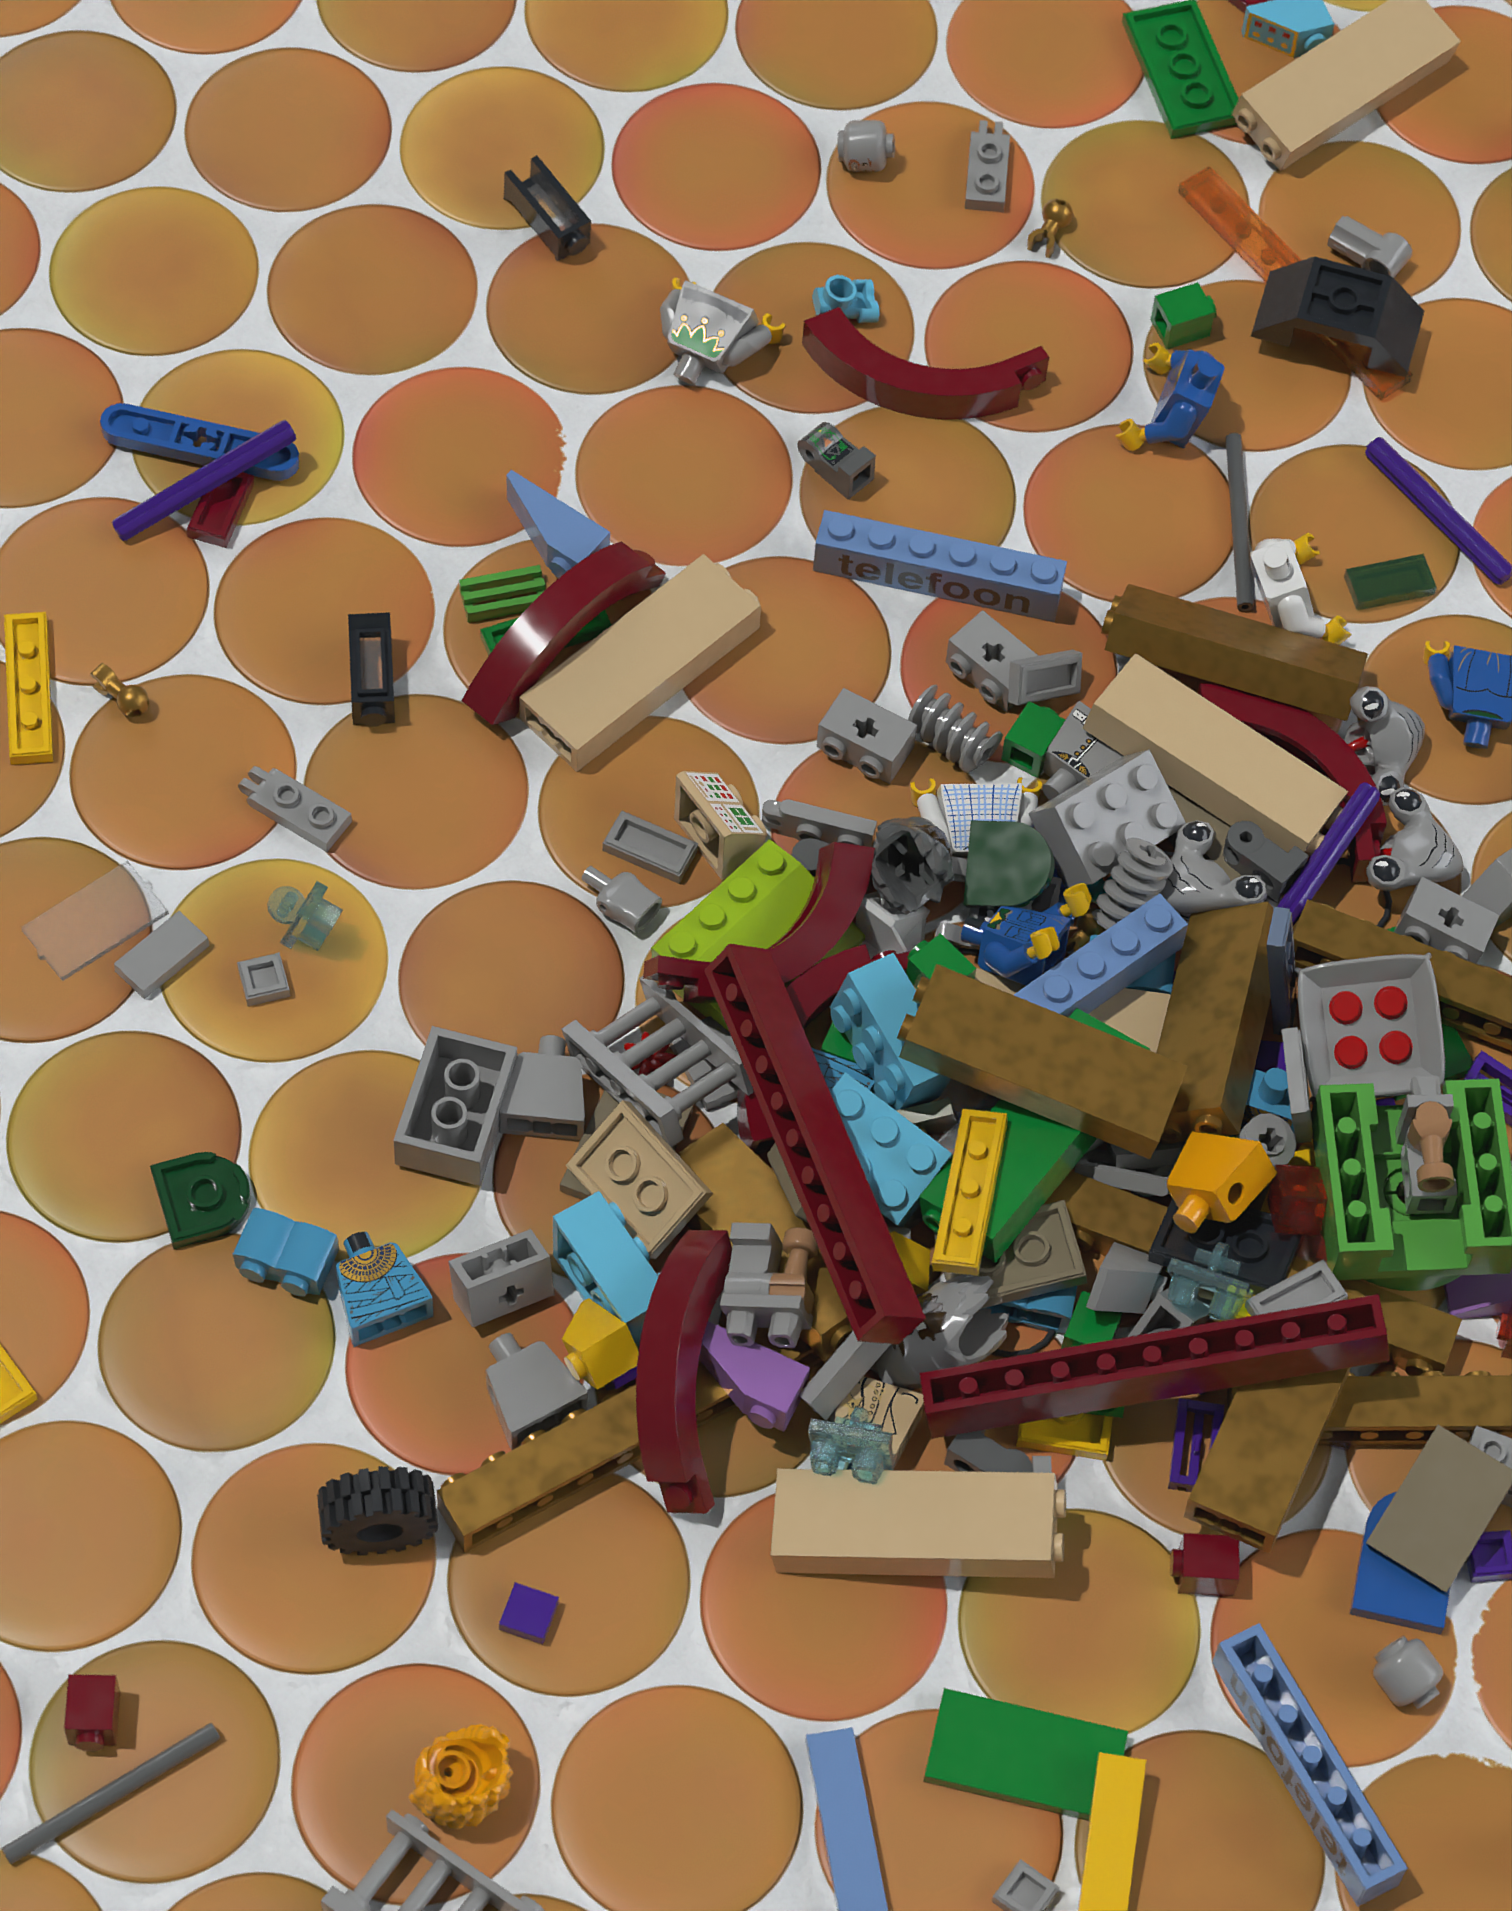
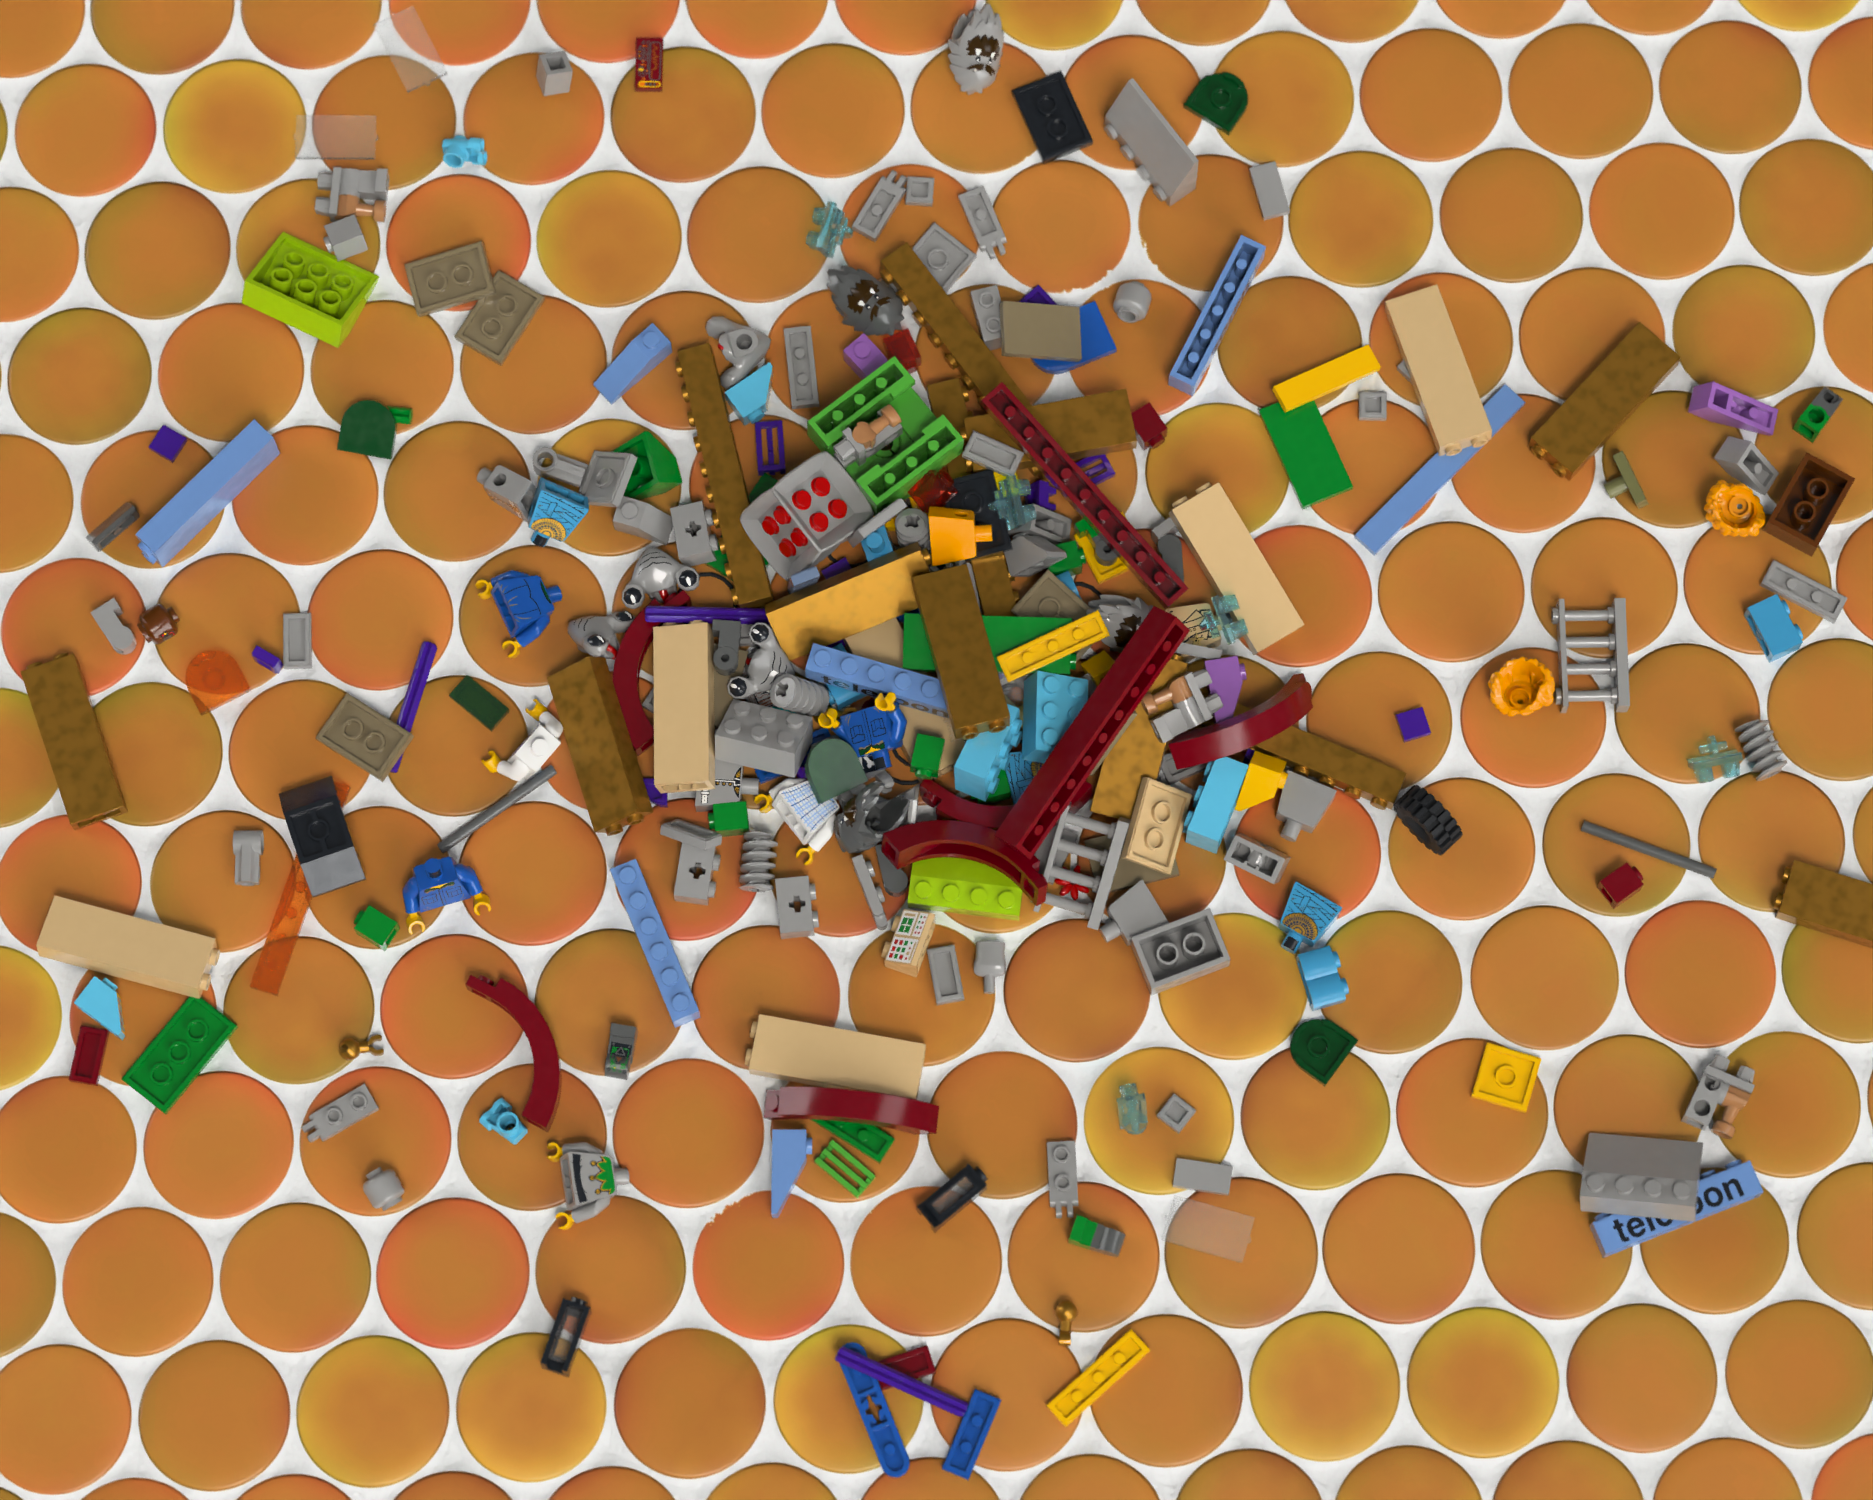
camera: 120 degrees left, 15 degrees up
(84, 522) = (971, 1434): none -> blue tile
(192, 787) = (1096, 1237): none -> leg
(1432, 438) = (364, 737): none -> dark tan tile

